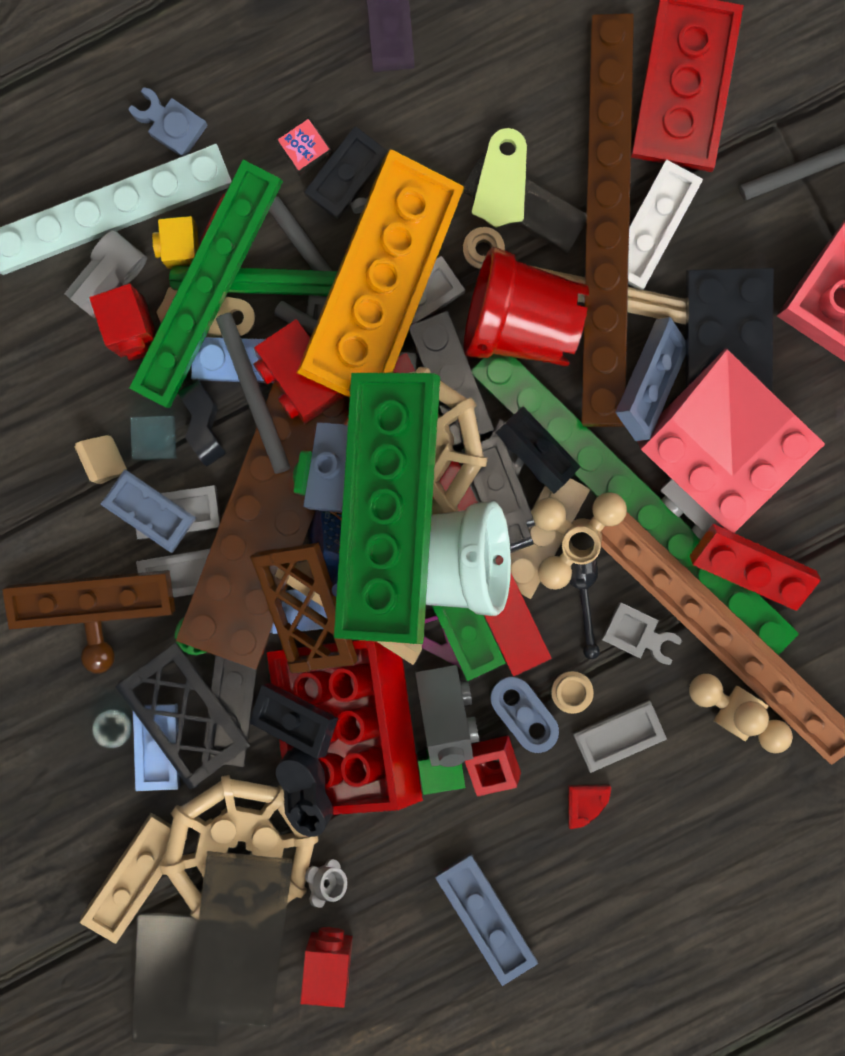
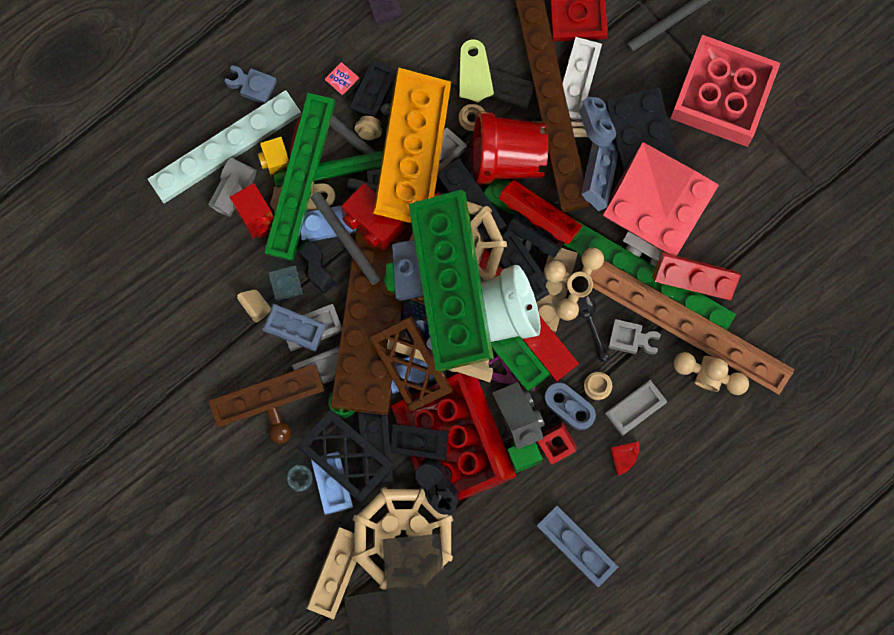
camera: 15 degrees left, 10 degrees down
(326, 230) = (368, 127): none -> tan plate
(326, 968) = (479, 597): red brick -> none
(335, 883) = (465, 547): light grey plate -> none
(549, 419) = (540, 212): none -> red plate
(667, 300) = (597, 121): none -> sand blue plate

